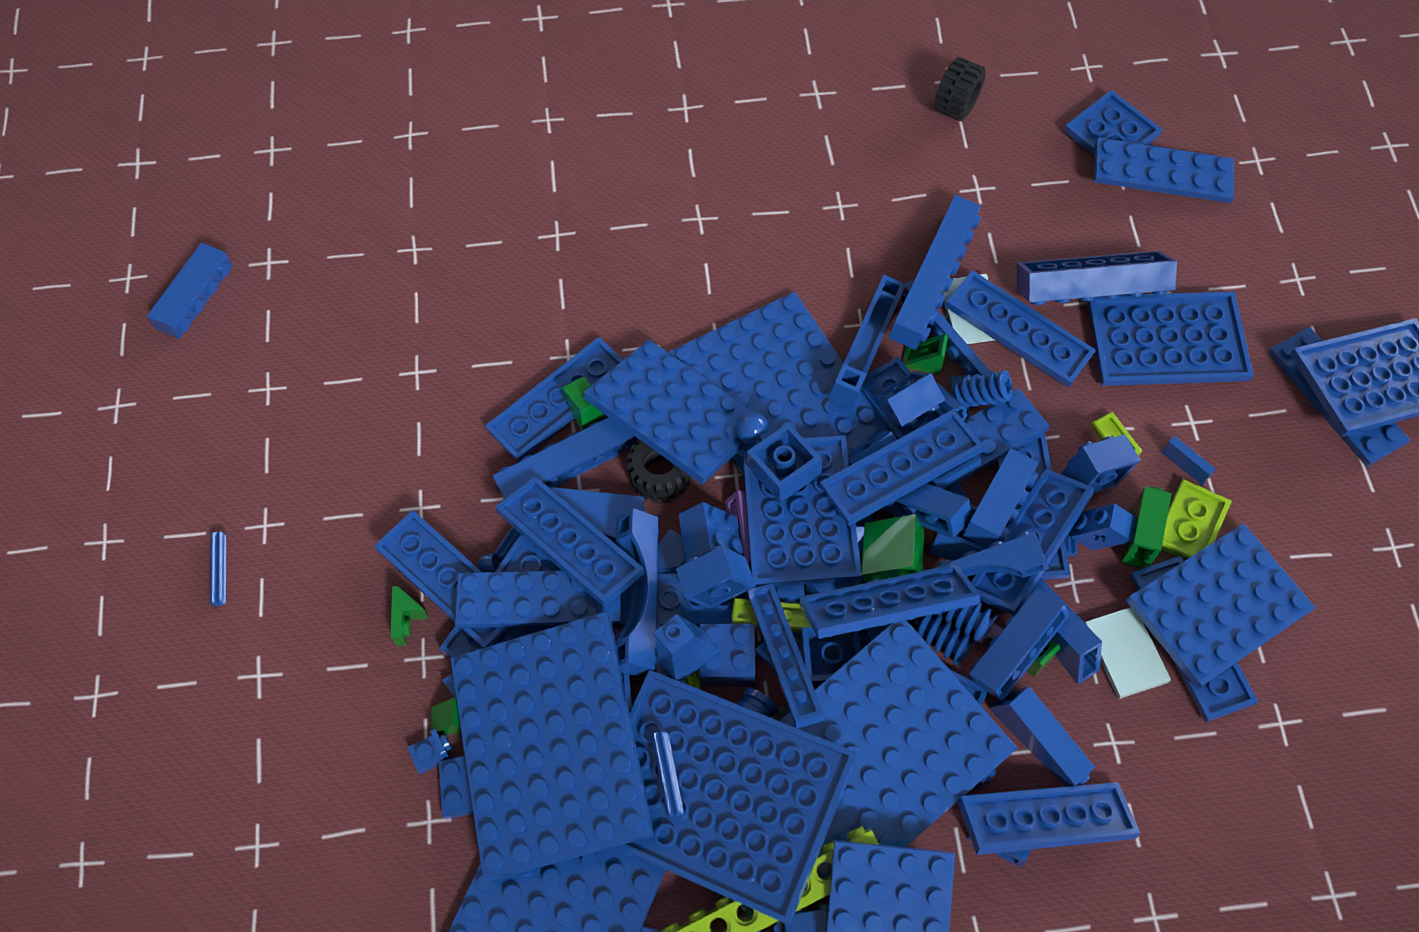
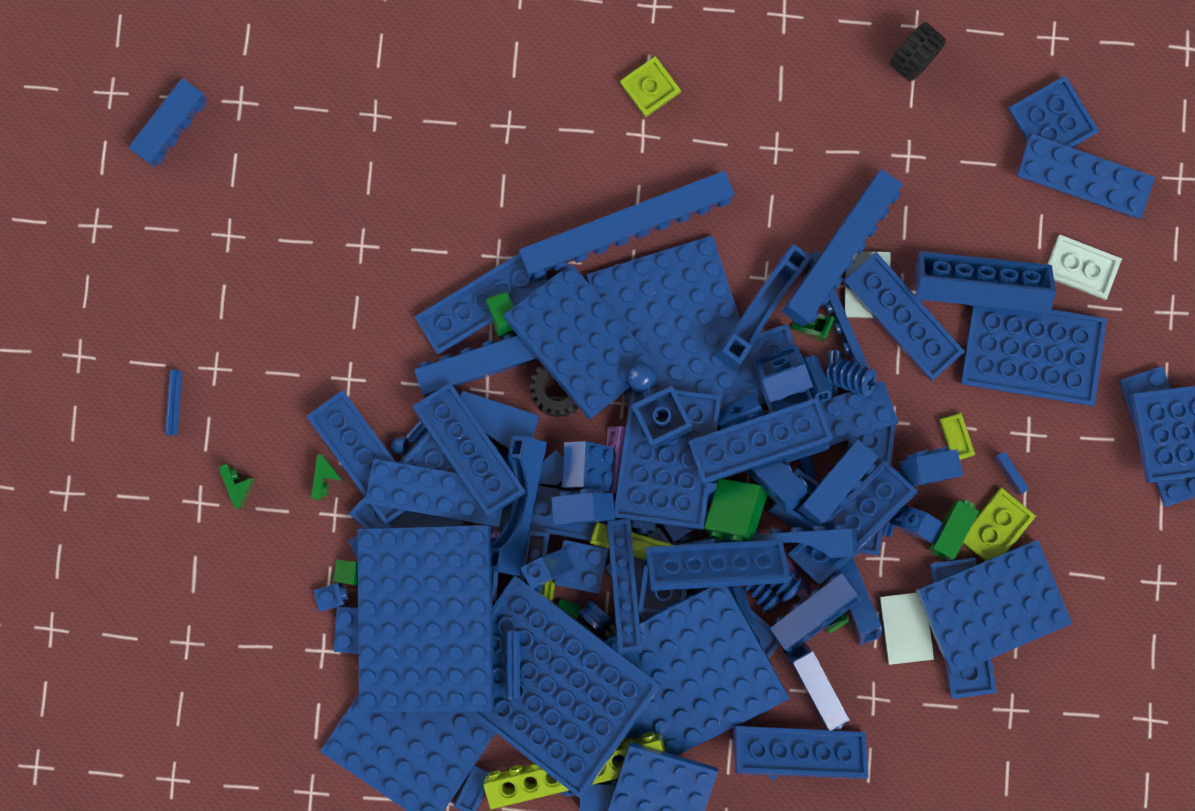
camera: 10 degrees right, 20 degrees up
(303, 647) = (237, 491): none -> green slope
(697, 172) = (650, 86): none -> lime plate
(698, 295) = (626, 224): none -> blue brick
(1195, 252) = (1083, 267): none -> light aqua tile

